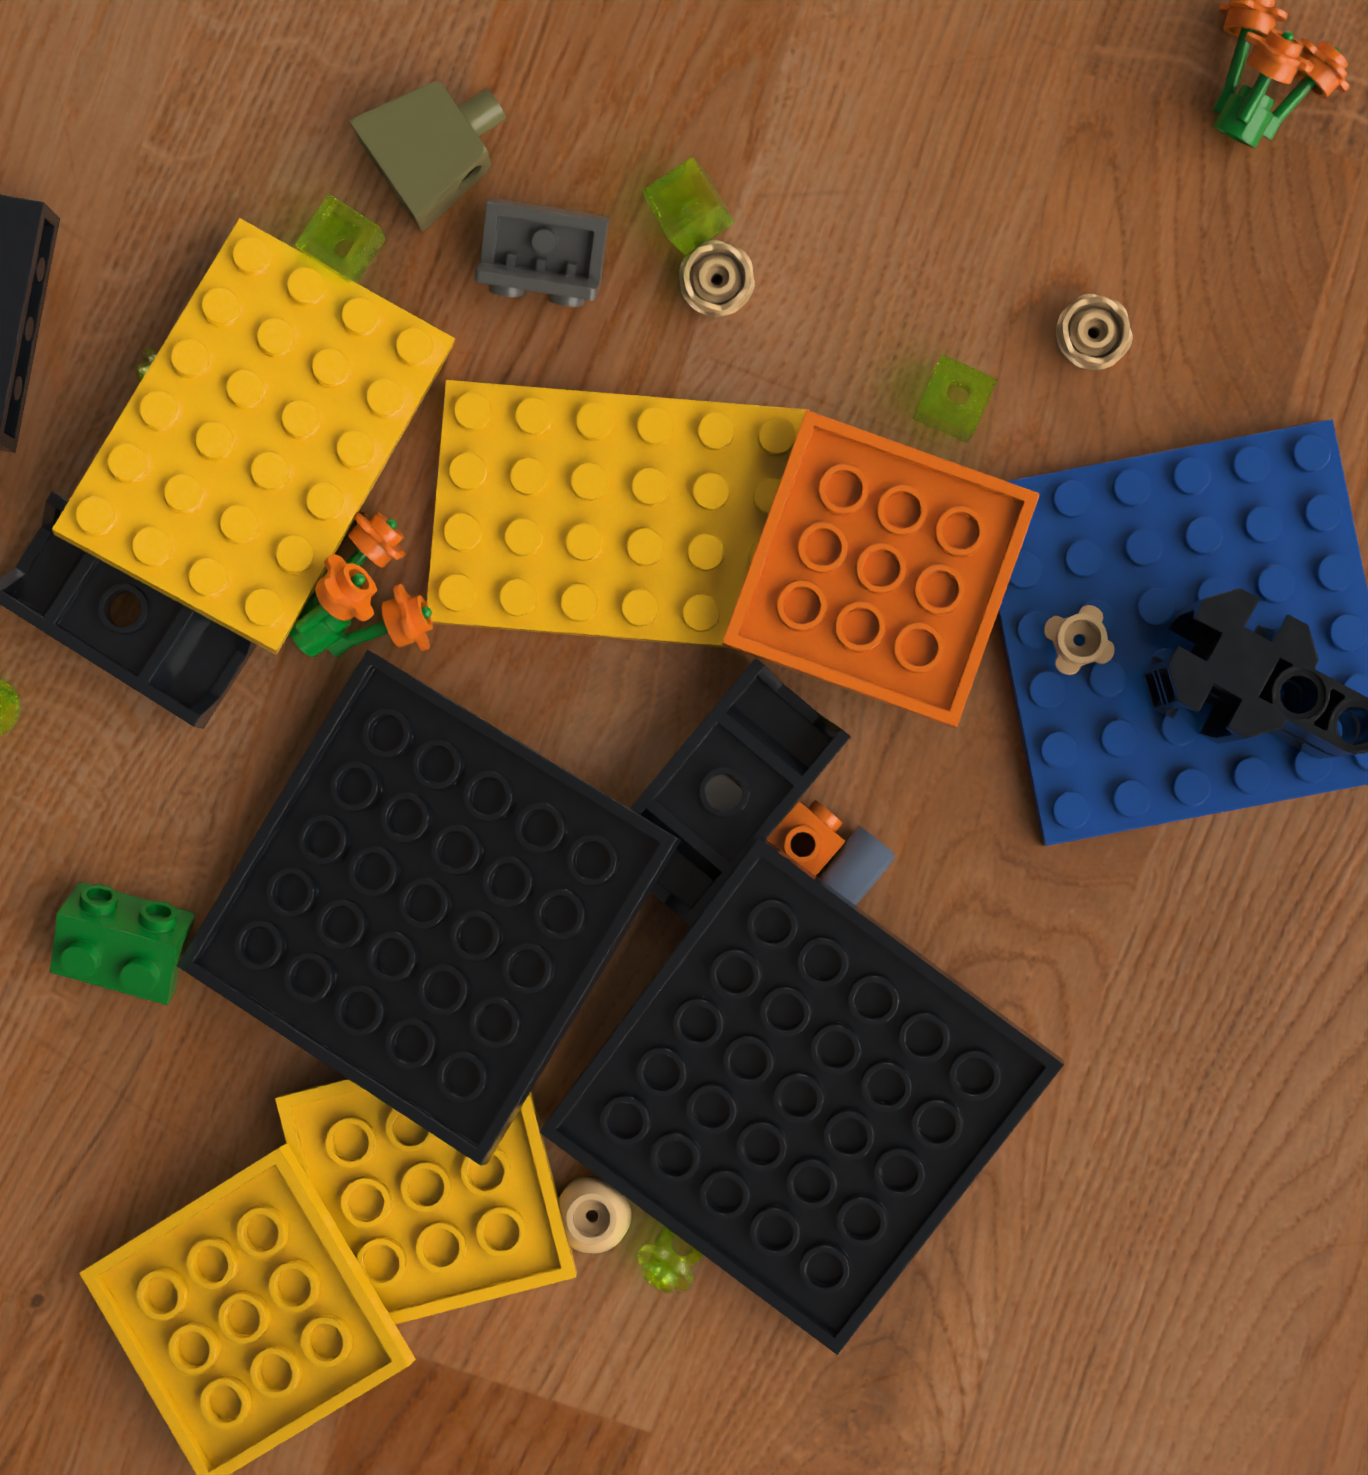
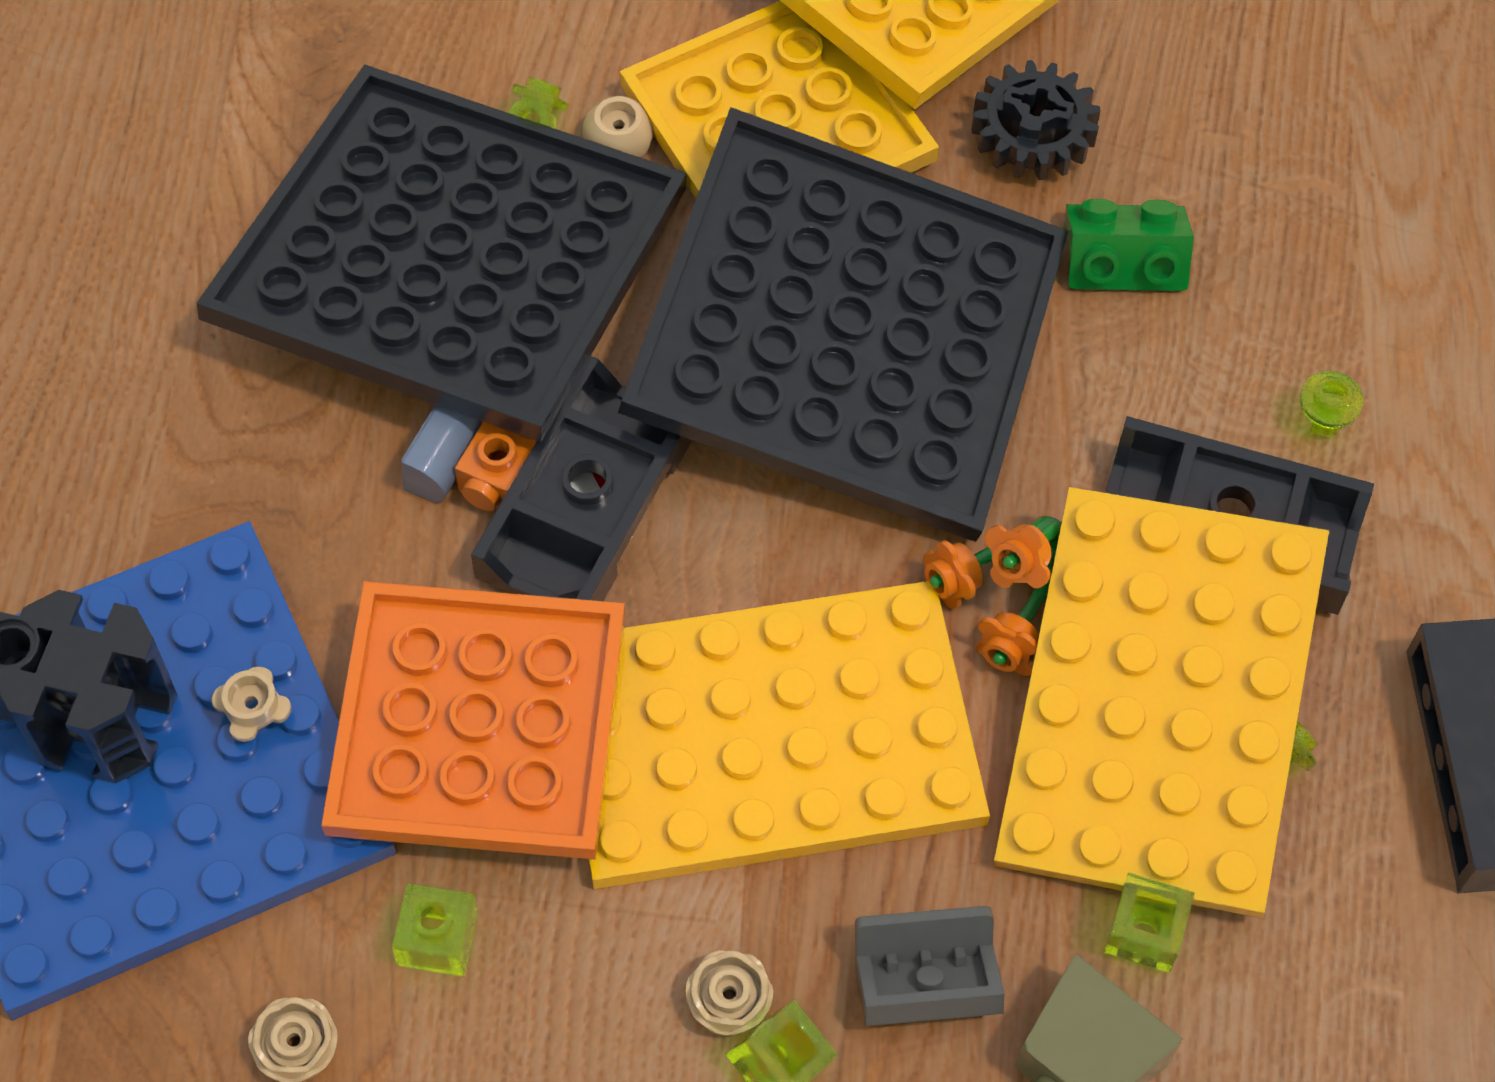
camera: 165 degrees right, 25 degrees down
(143, 1096) = (1035, 120): none -> black gear

